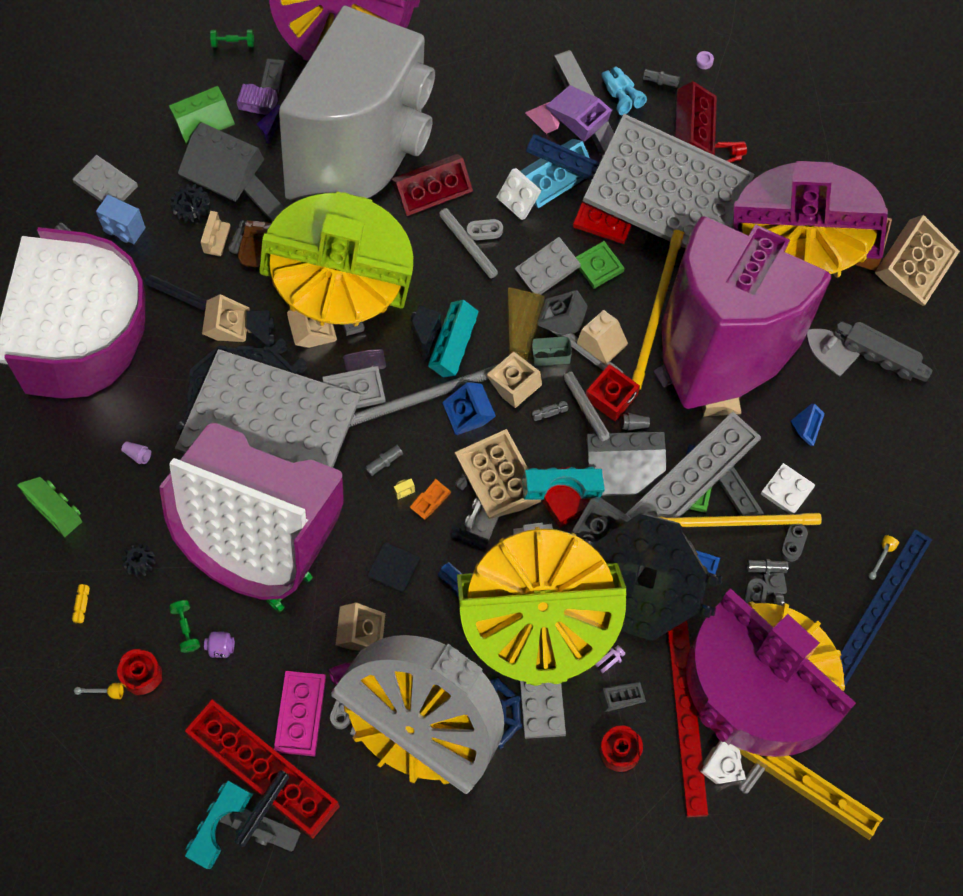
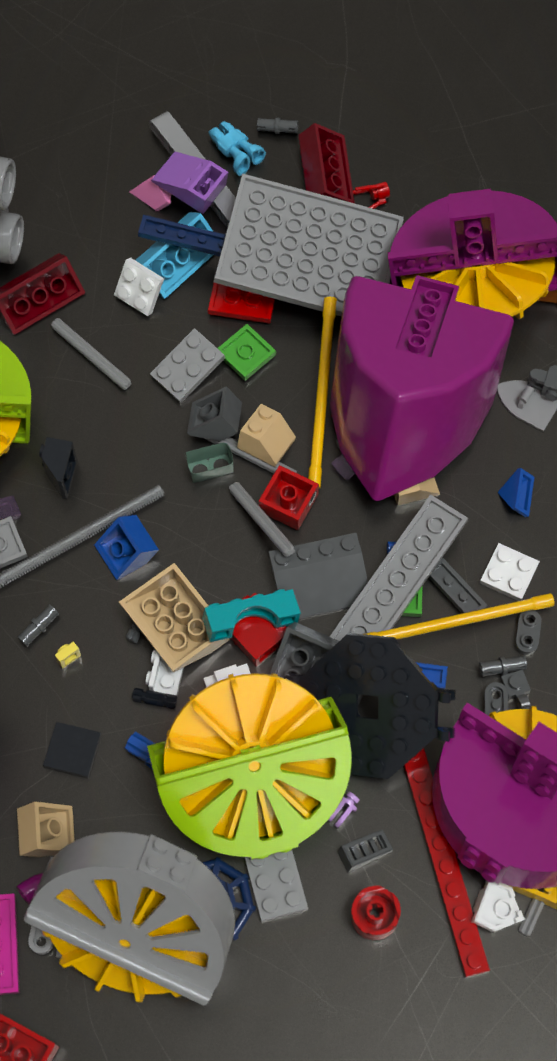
camera: 10 degrees left, 0 degrees up
(430, 500) = (101, 661): orange slope -> none
(453, 338) = (93, 468): teal brick -> none
(484, 228) = (106, 333): light grey plate -> none
(515, 379) = (173, 502): tan slope -> none
(523, 316) = (170, 426): clear yellow slope -> none
(550, 410) = (220, 531): dark grey axle -> none
(632, 421) = (319, 526): dark grey cone -> none
(704, 60) = (323, 96): lavender tile -> none

